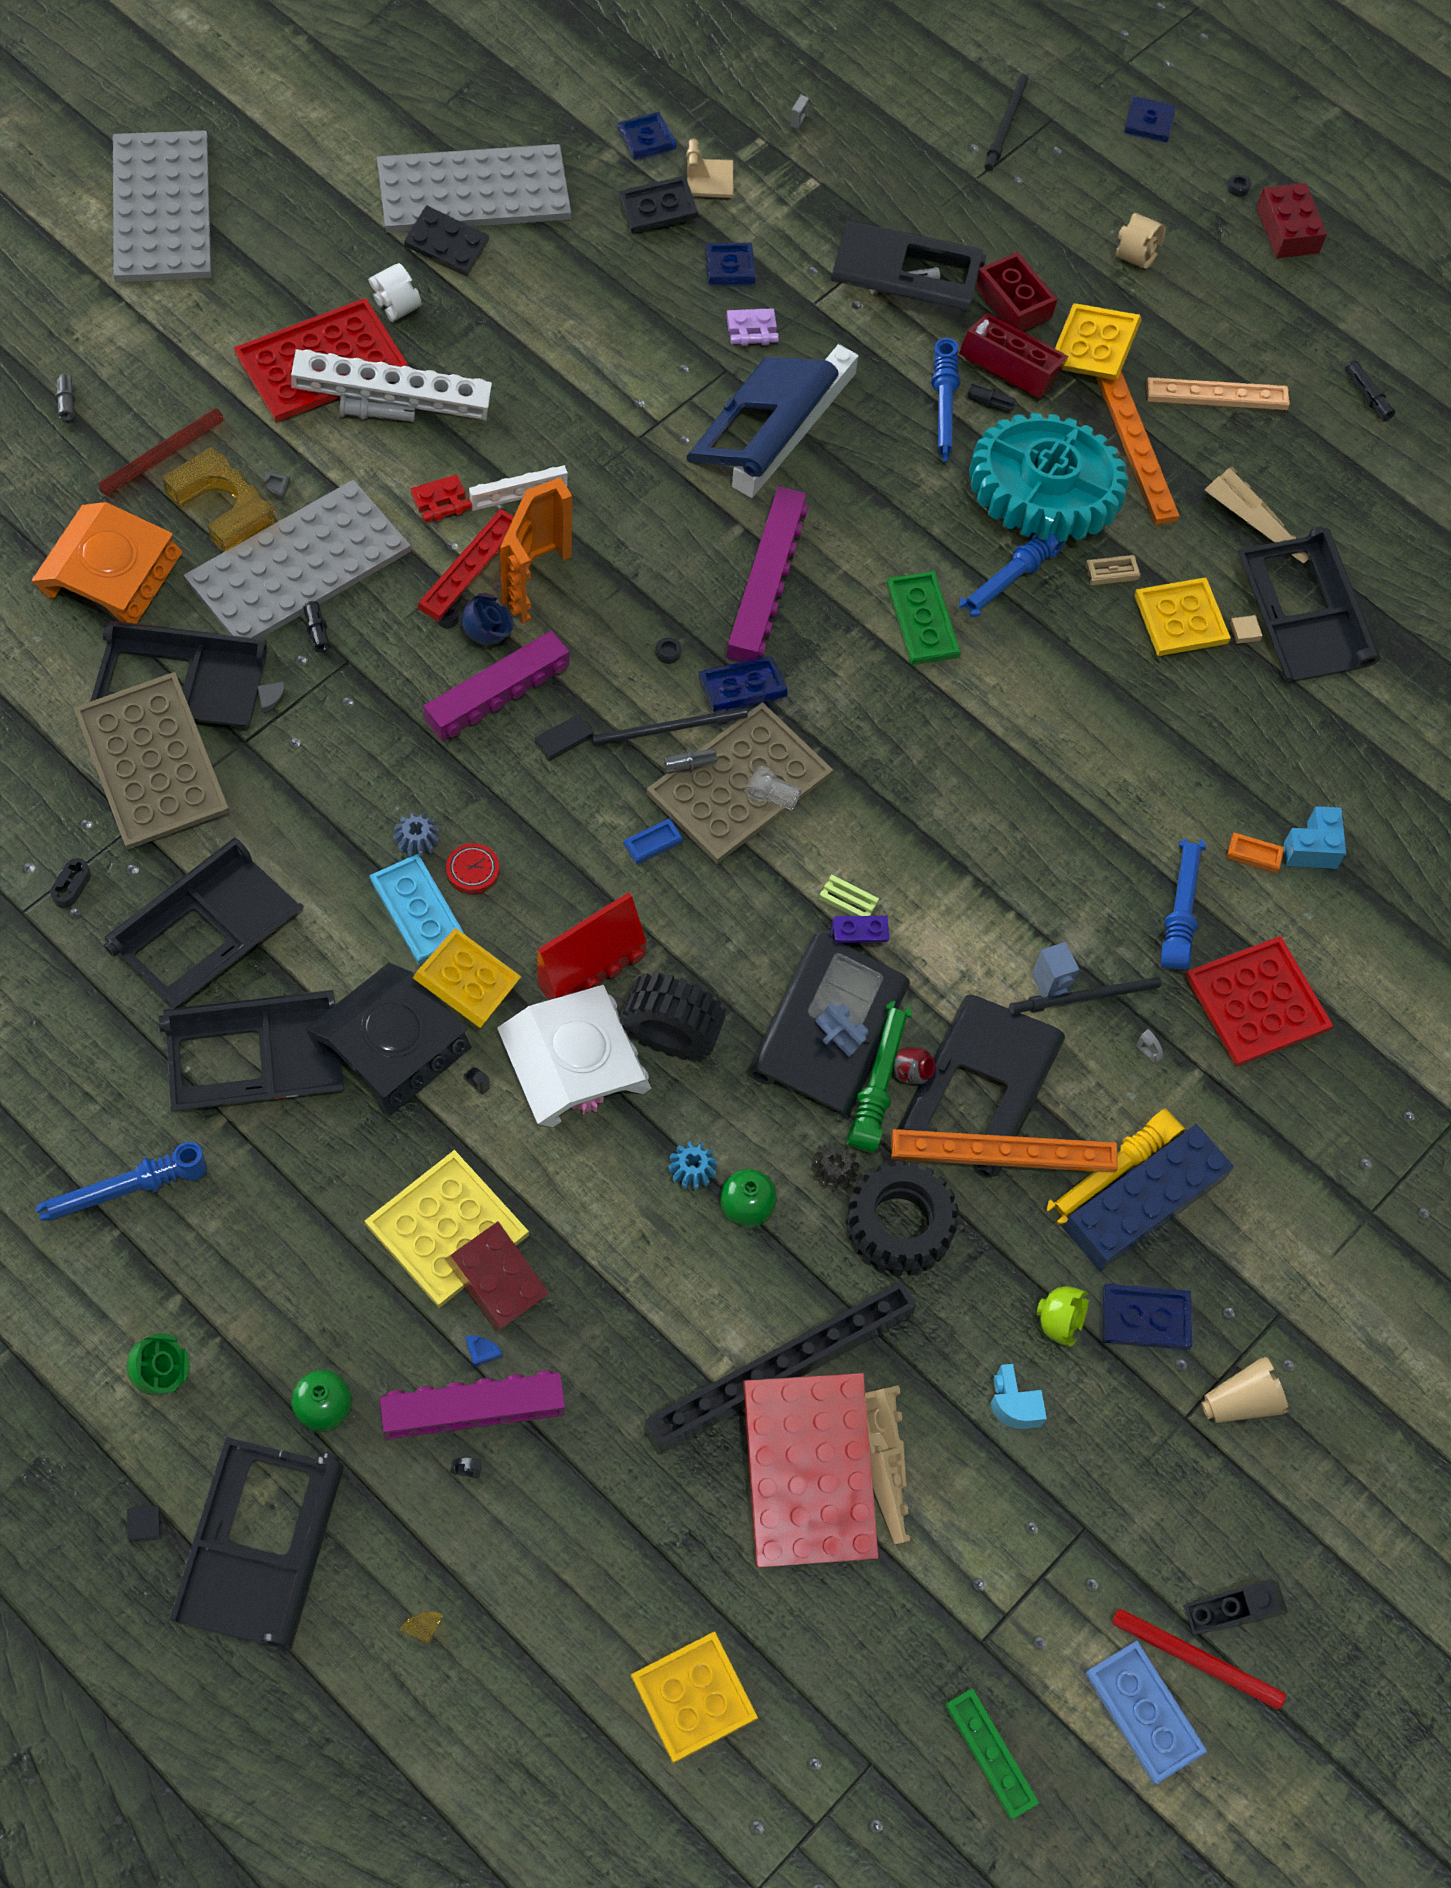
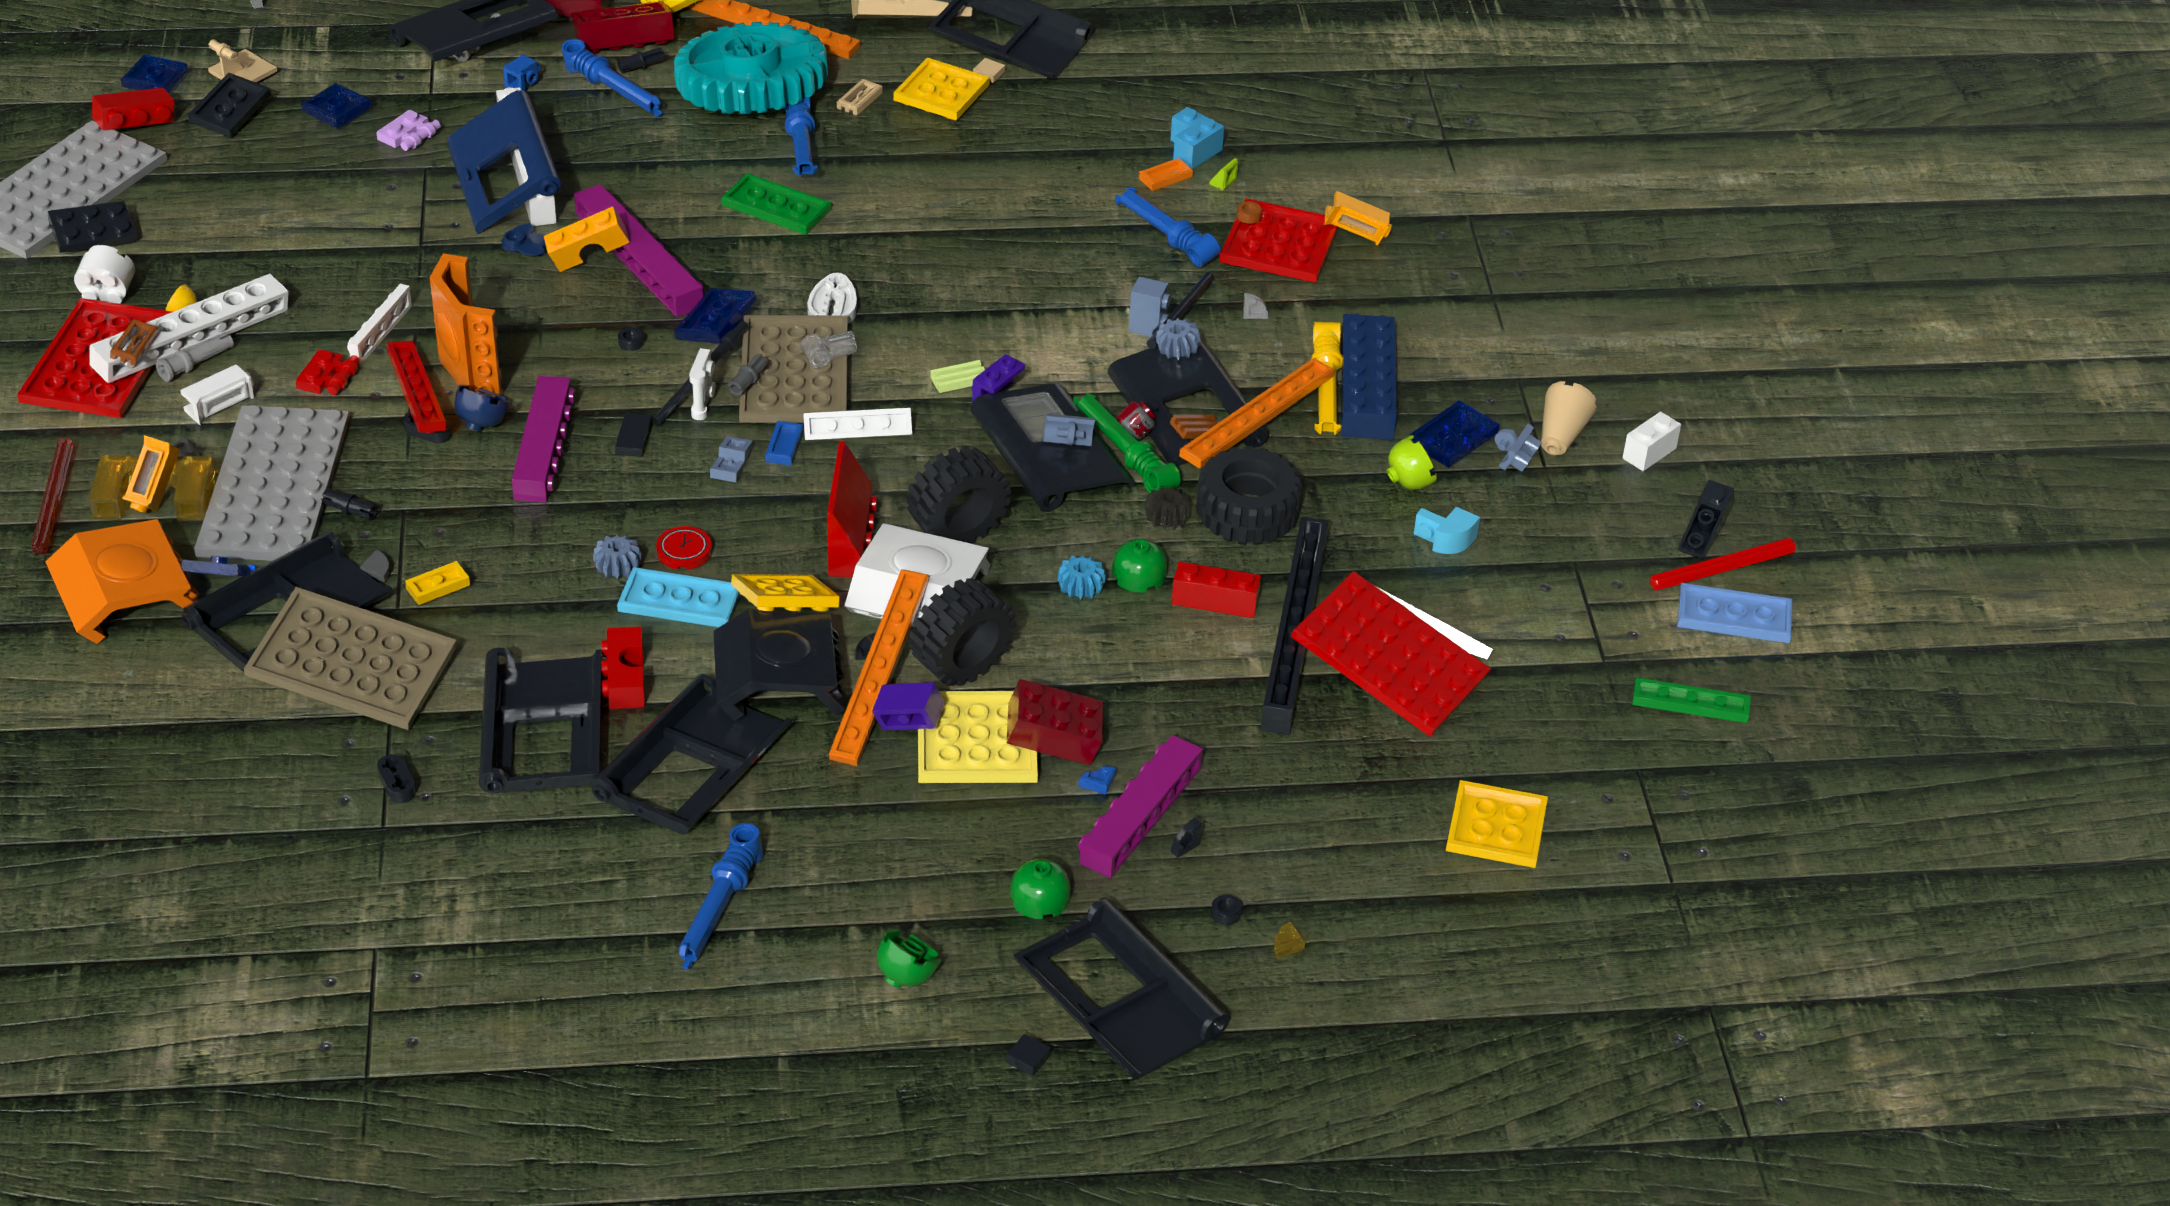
camera: 45 degrees left, 20 degrees down
(169, 606) = (217, 565): none -> clear blue plate
(216, 492) = (151, 475): none -> light orange window
(285, 746) = (437, 583): none -> yellow plate
(318, 917) = (623, 668): none -> red arch
(327, 374) = (128, 354): none -> dark orange tile
(349, 455) = (217, 392): none -> white window
(418, 1553) = (1226, 909): none -> black tile
(420, 356) = (181, 298): none -> yellow brick
(422, 1160) = (908, 706): none -> dark purple brick
(447, 1105) = (878, 666): none -> orange tile
(520, 1137) = (962, 608): none -> black tyre
(588, 156) = (132, 108): none -> red brick
(602, 821) = (731, 459): none -> sand blue slope
(653, 737) = (703, 386): none -> white plate
(709, 497) = (524, 240): none -> dark blue plate
(716, 530) = (601, 228): none -> light orange arch
(717, 875) = (857, 424): none -> white plate
(769, 1276) = (1216, 589): none -> red brick
(848, 732) = (825, 293): none -> white piece
(888, 340) = (521, 73): none -> blue brick
(957, 1106) = (1192, 425): none -> dark orange tile
(1030, 1025) = (1178, 338): none -> sand blue gear
(1190, 1380) = (1519, 448): none -> sand blue hips
(1260, 953) = (1249, 212): none -> dark orange tile
(1296, 1487) = (1651, 441): none -> white brick
(1298, 898) = (1226, 175): none -> lime slope
(1342, 1040) = (1358, 217): none -> light orange window

